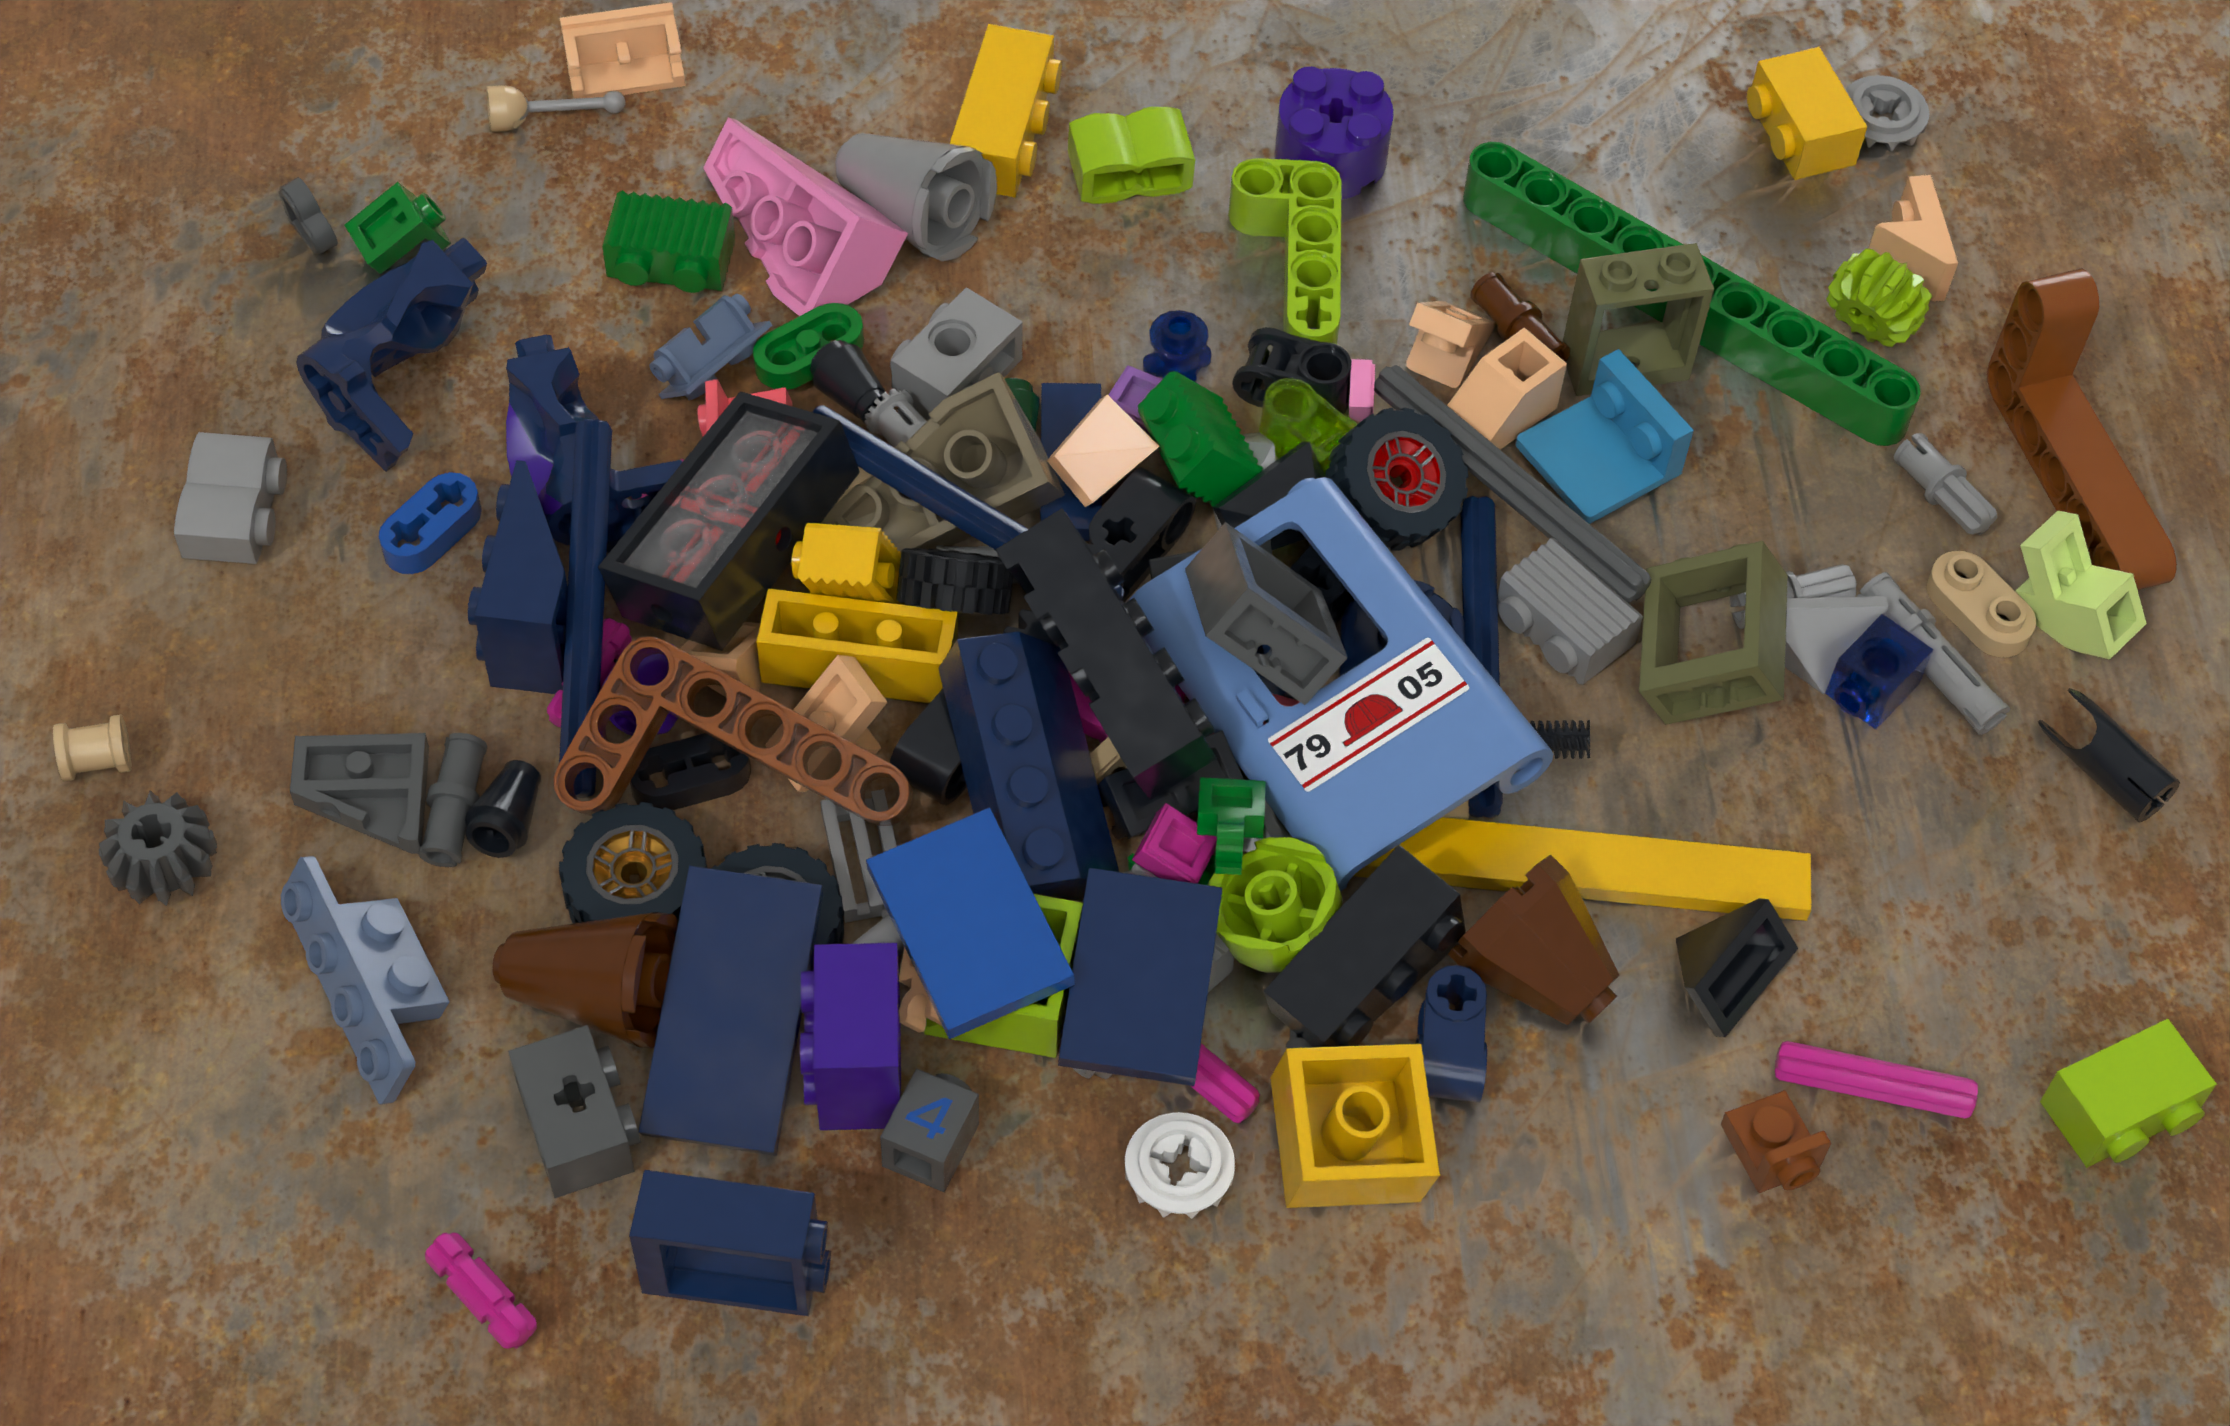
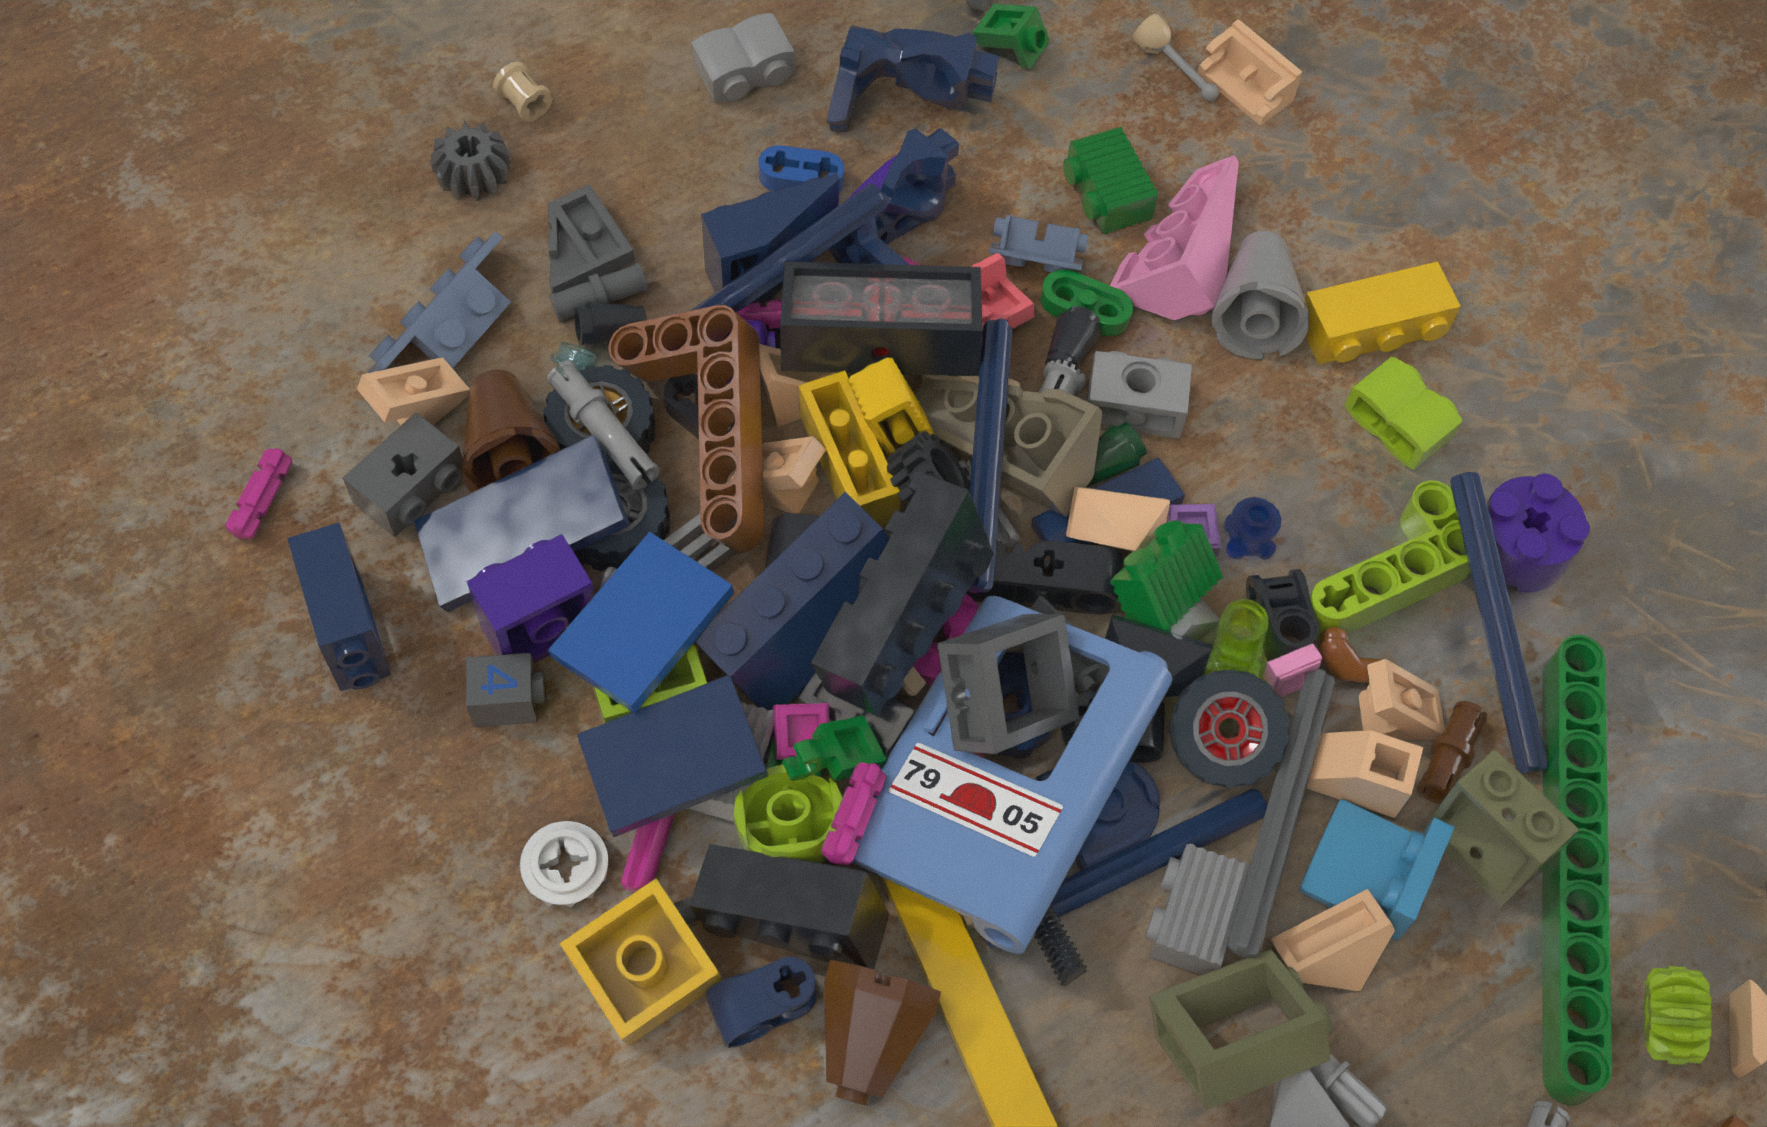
camera: 60 degrees right, 5 degrees up
(470, 1048) = (420, 388): none -> light nougat slope
(534, 867) = (579, 355): none -> clear light blue plate
(665, 859) = (590, 408): none -> light grey pin
(1319, 831) = (853, 814): none -> dark pink axle
(1381, 350) = (1341, 657): none -> dark orange arm
(1418, 203) = (1498, 623): none -> dark blue axle
(1662, 511) = (1338, 944): none -> light nougat slope

